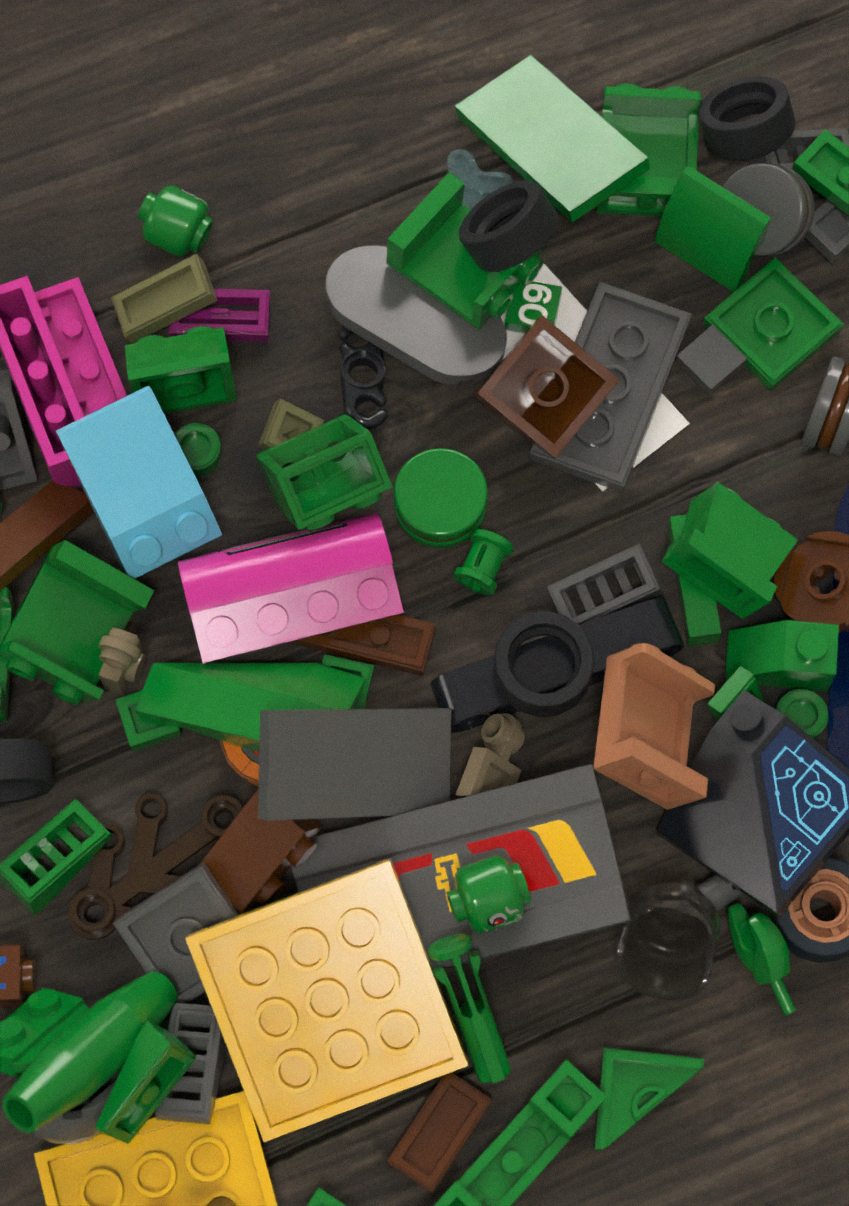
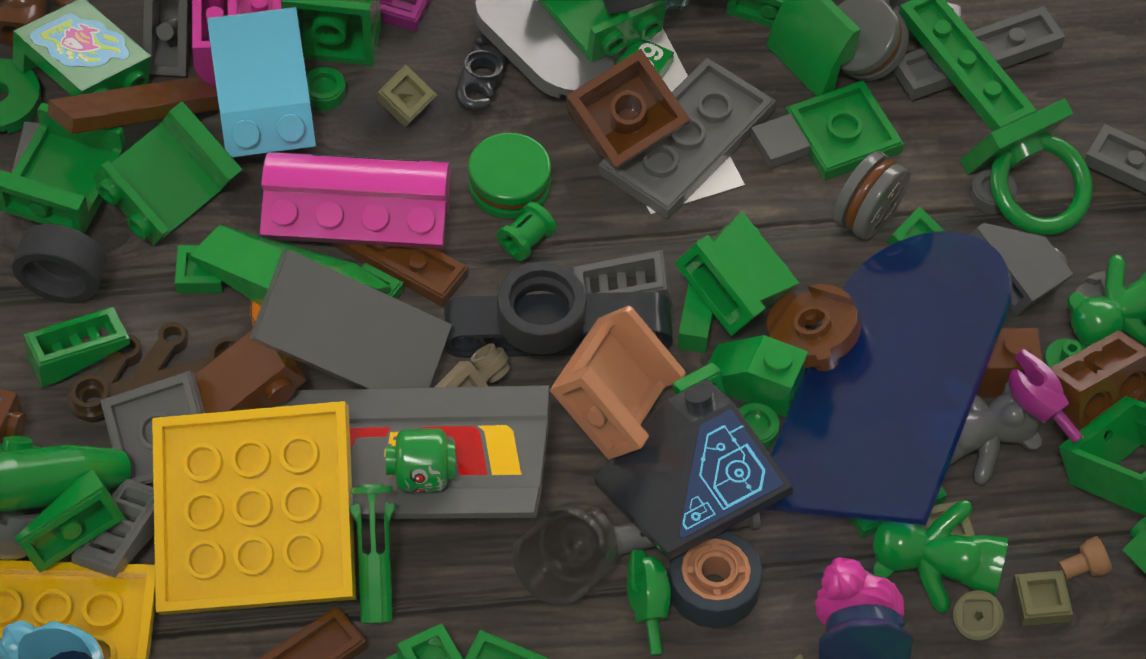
camera: 15 degrees right, 15 degrees down
(121, 660) = (196, 211): dark tan plate -> none
(321, 483) = (415, 129): green piece -> none

